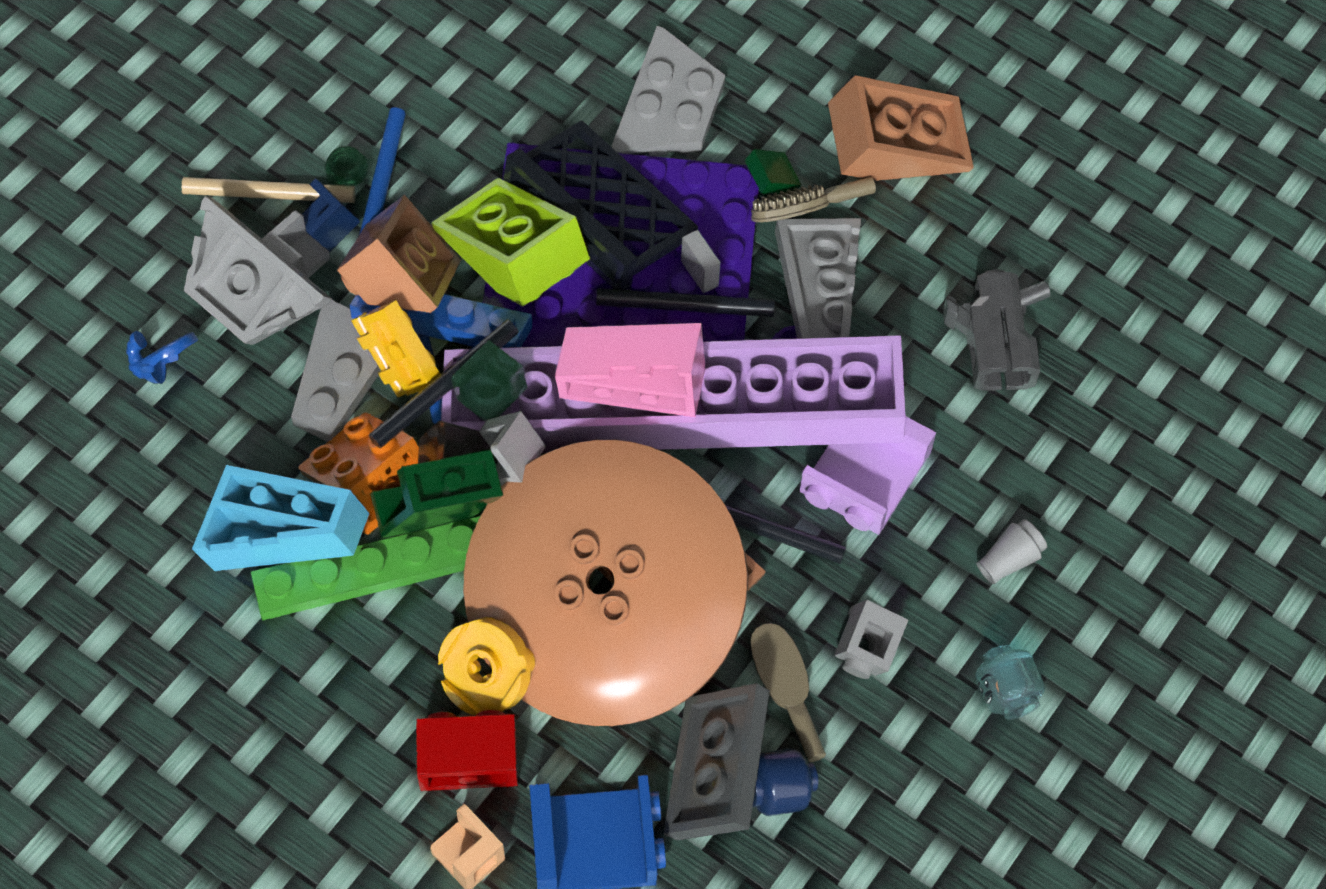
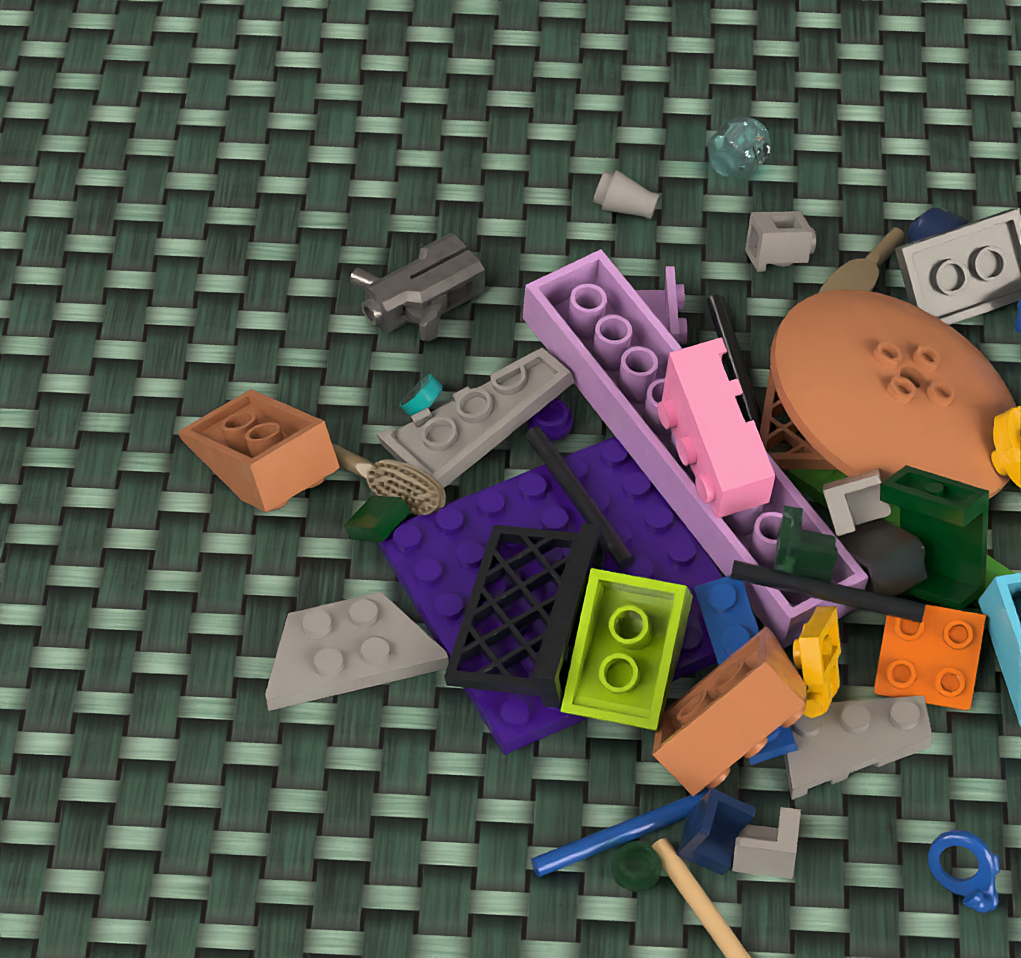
camera: 120 degrees left, 10 degrees down
(245, 279) = (838, 847): light grey wing -> none
(700, 261) = (535, 495): light grey tile -> none
(877, 265) = (421, 395): none -> teal tile

